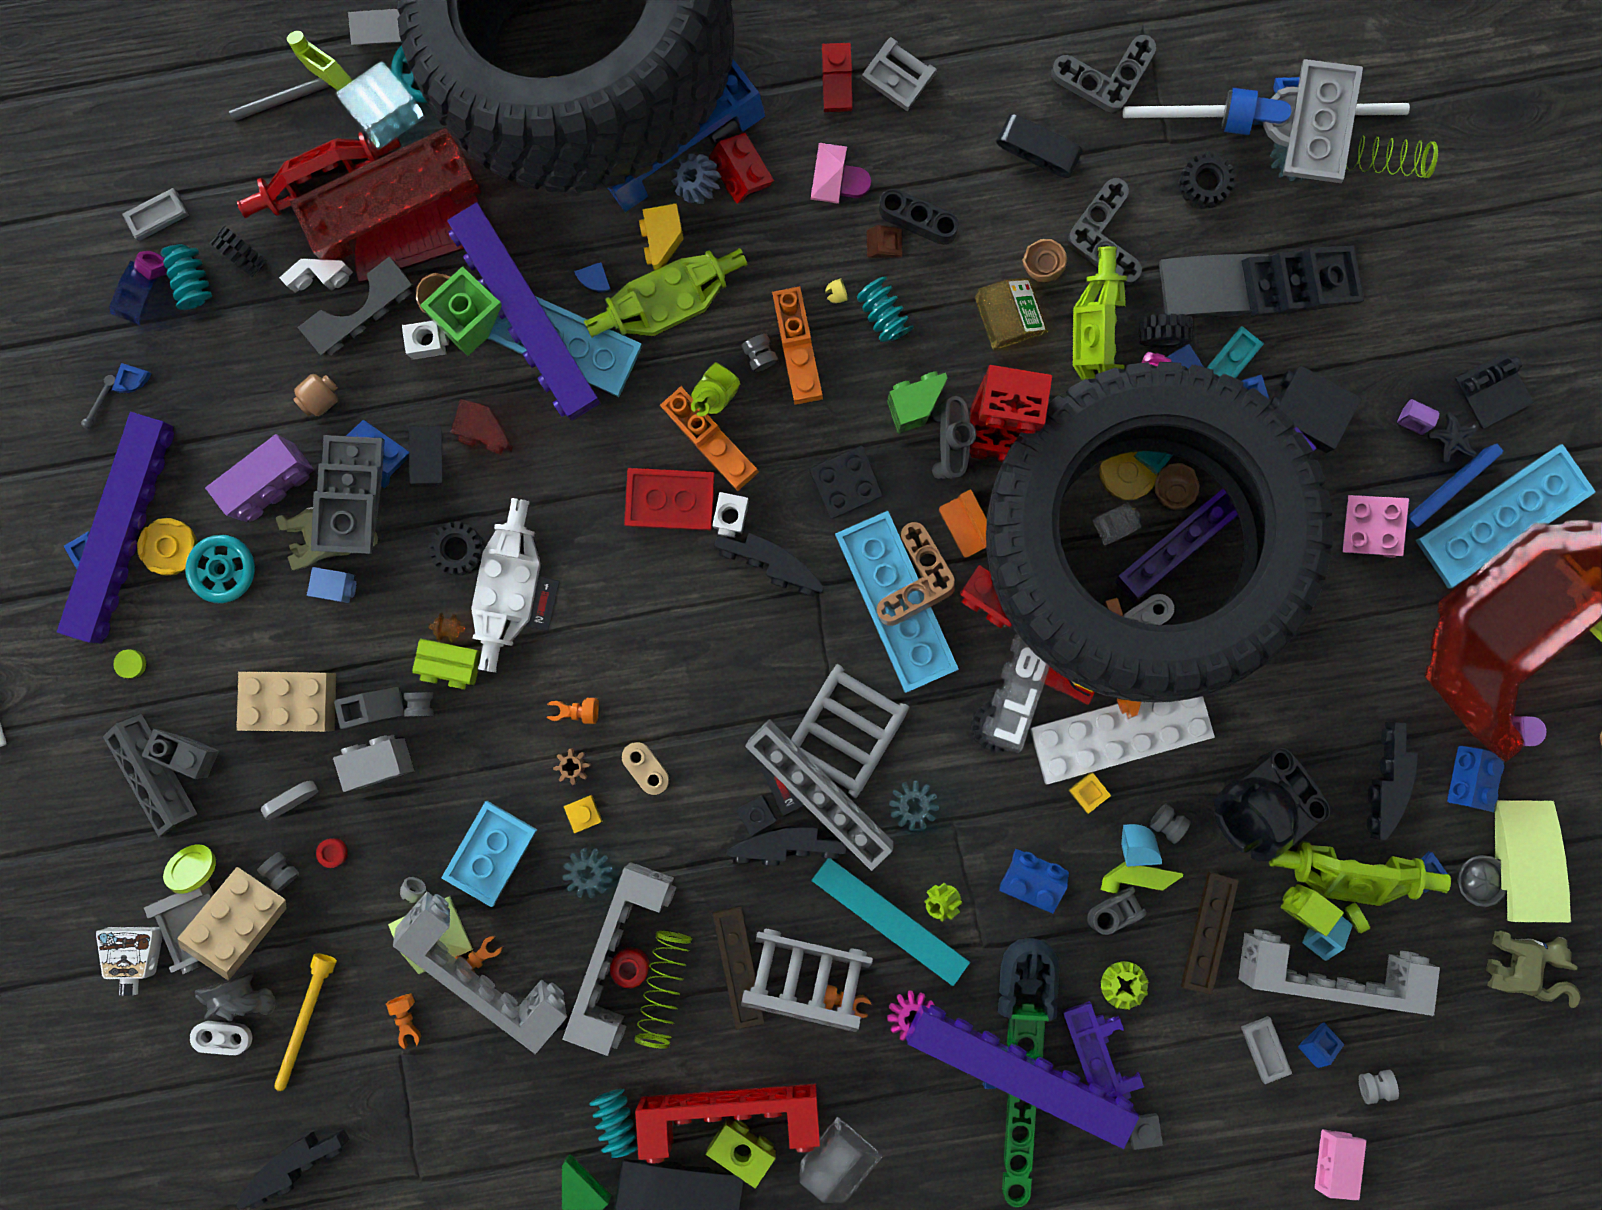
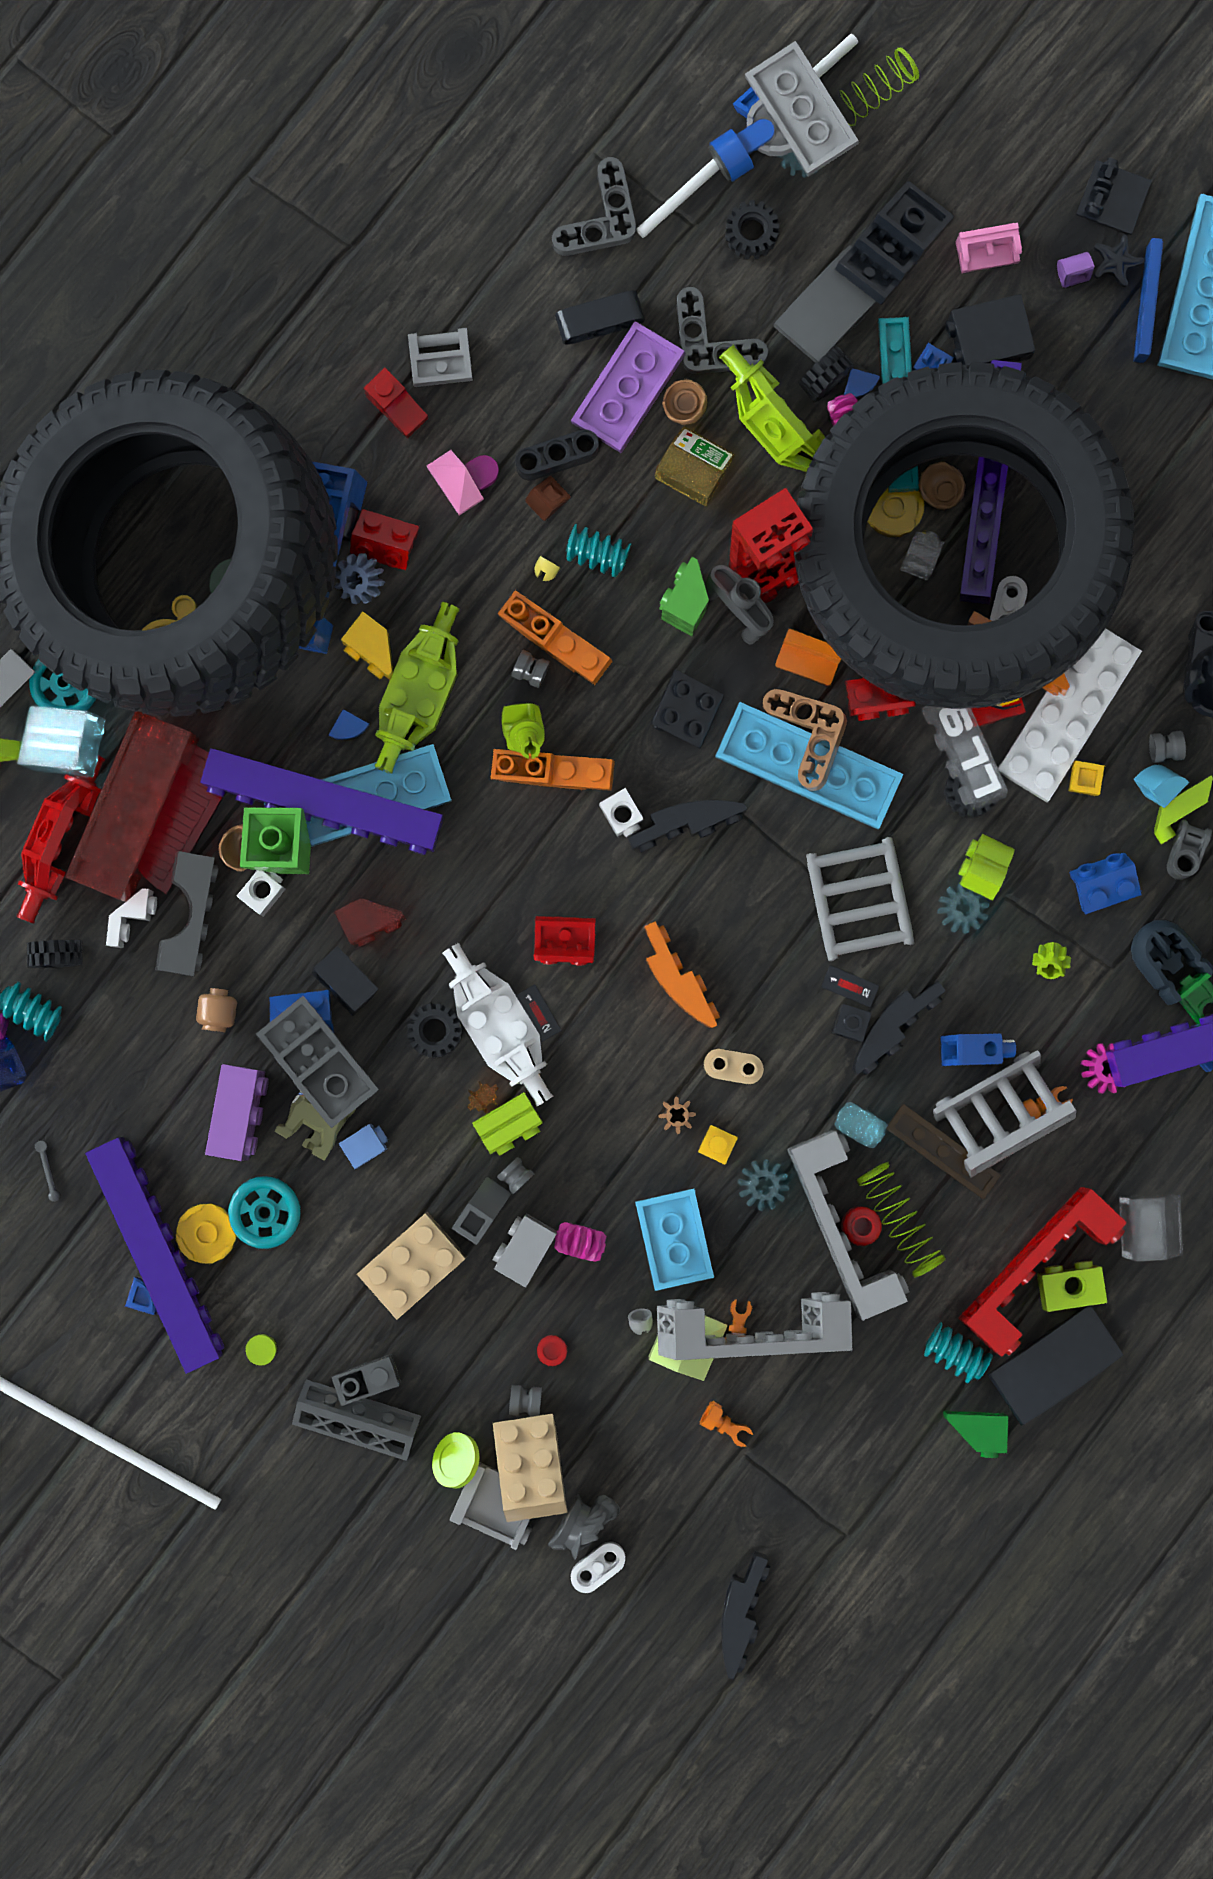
camera: 50 degrees left, 0 degrees up
(128, 955) = (469, 1569): torso -> none
(130, 379) = (56, 1130): blue tile -> none
(289, 800) = (483, 1339): light grey tile -> none
(321, 967) = (625, 1443): yellow piece -> none
(418, 794) = (580, 1241): none -> dark pink gear
(588, 711) = (650, 1064): orange piece -> none
(606, 568) = (564, 940): none -> red bracket
(659, 681) = (683, 989): none -> orange slope
(669, 499) = (564, 844): red plate -> none
(695, 894) = (860, 1125): none -> clear light blue gear
(820, 795) = (886, 963): light grey brick -> none
(821, 910) = (975, 1049): none -> blue torso
(890, 921) = (1024, 1012): teal tile -> none
(957, 791) = (986, 866): none -> lime brick
(1014, 213) = (628, 386): none -> medium lavender plate
(1369, 345) = (989, 247): none -> bright pink hinge
(1376, 525) = (1117, 381): bright pink hinge -> none

